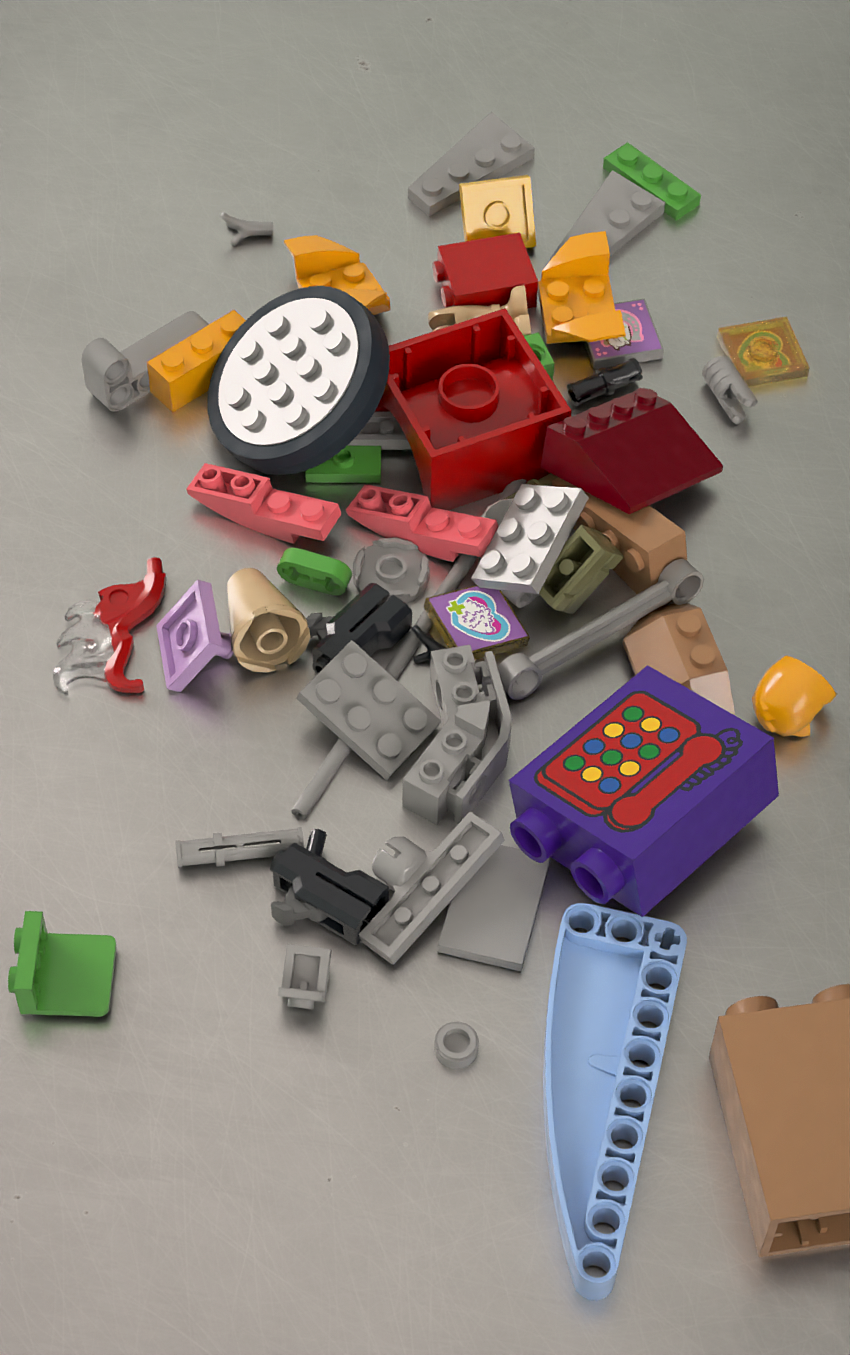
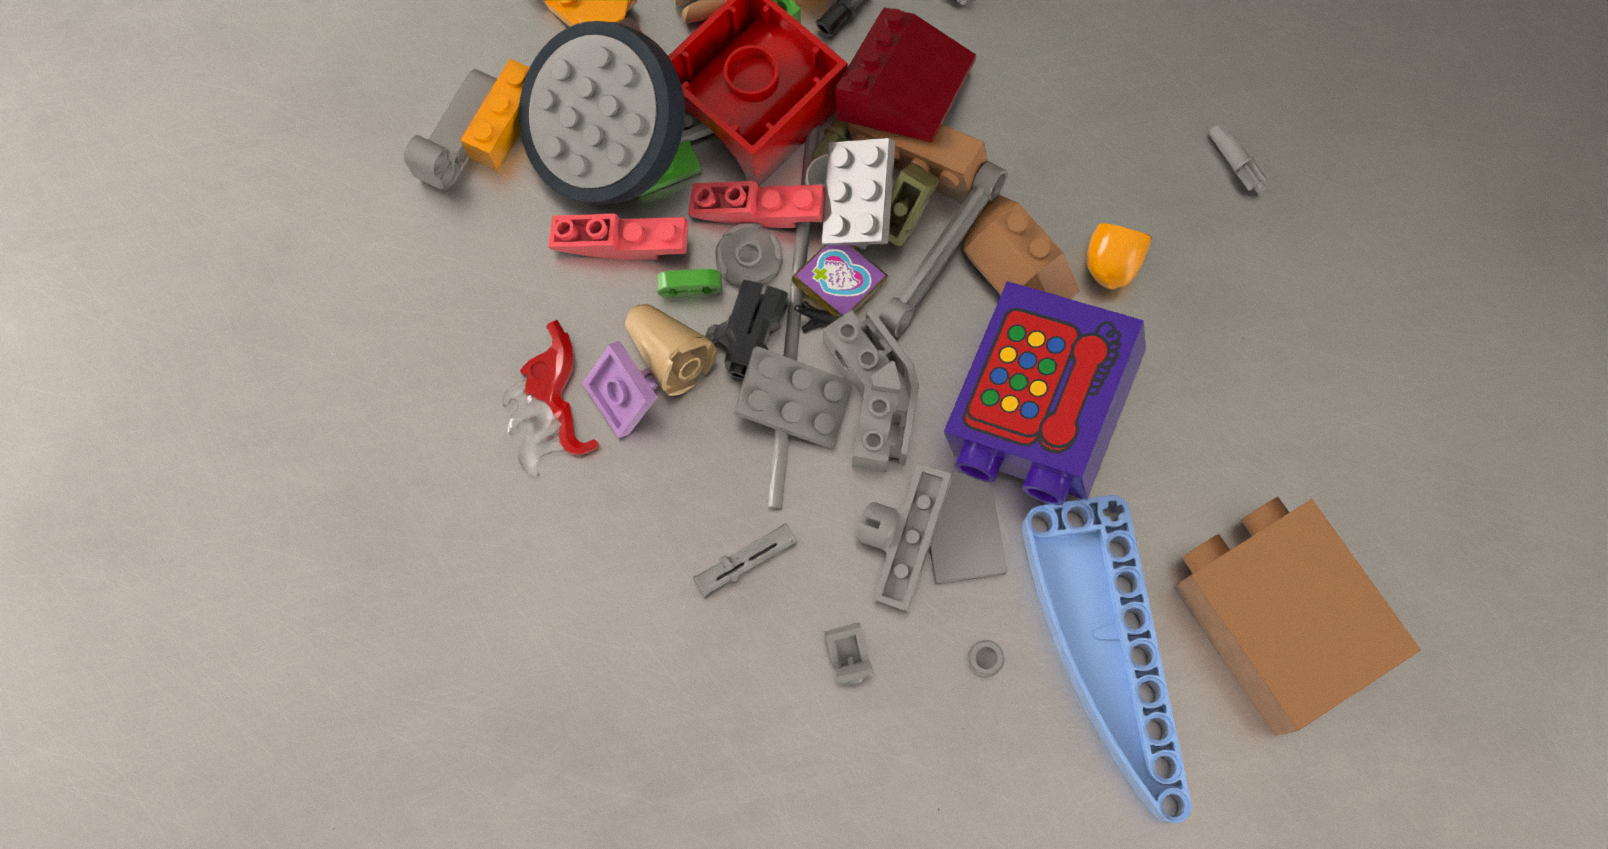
camera: 20 degrees left, 20 degrees up
(61, 970) = (658, 727): bright green bracket -> none
(324, 891) = (828, 573): black piece -> none

